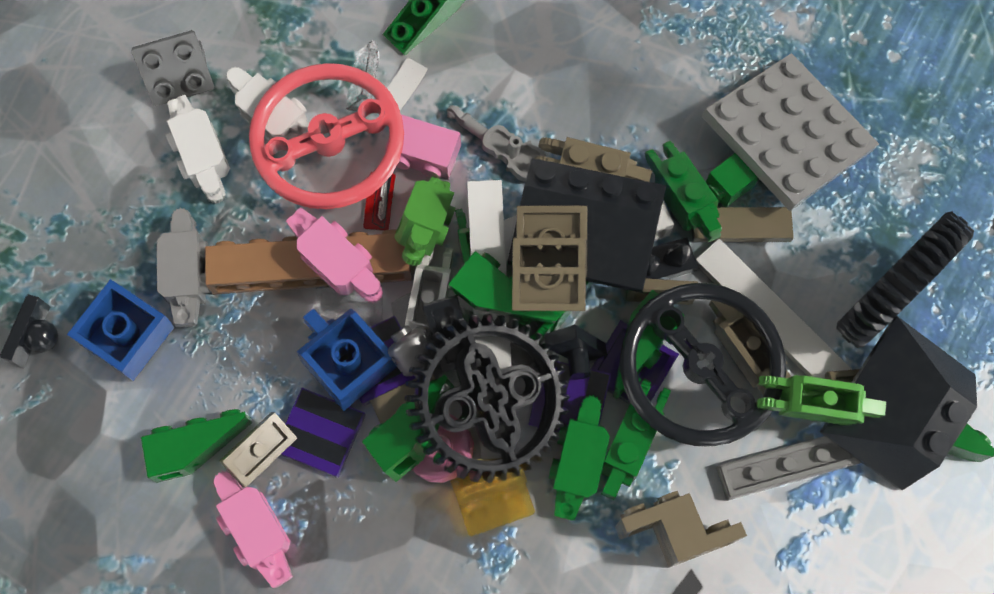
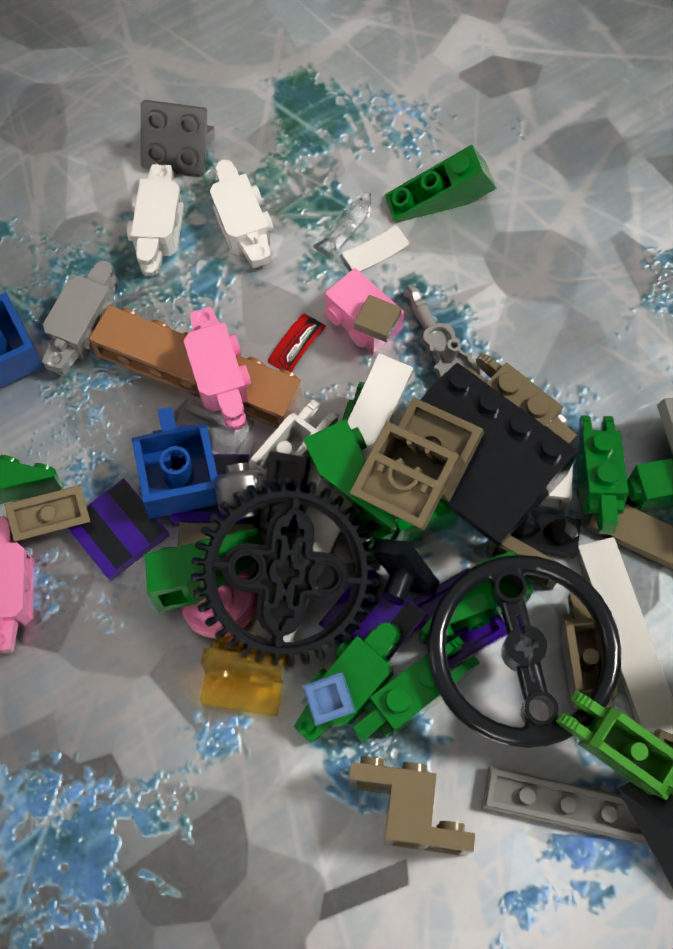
camera: 30 degrees right, 5 degrees down
(314, 139) = (275, 256): coral piece -> none
(424, 219) = (323, 375): bright green hinge -> none
(442, 149) = (377, 318): none -> dark tan tile
(574, 479) = (329, 698): none -> medium blue tile

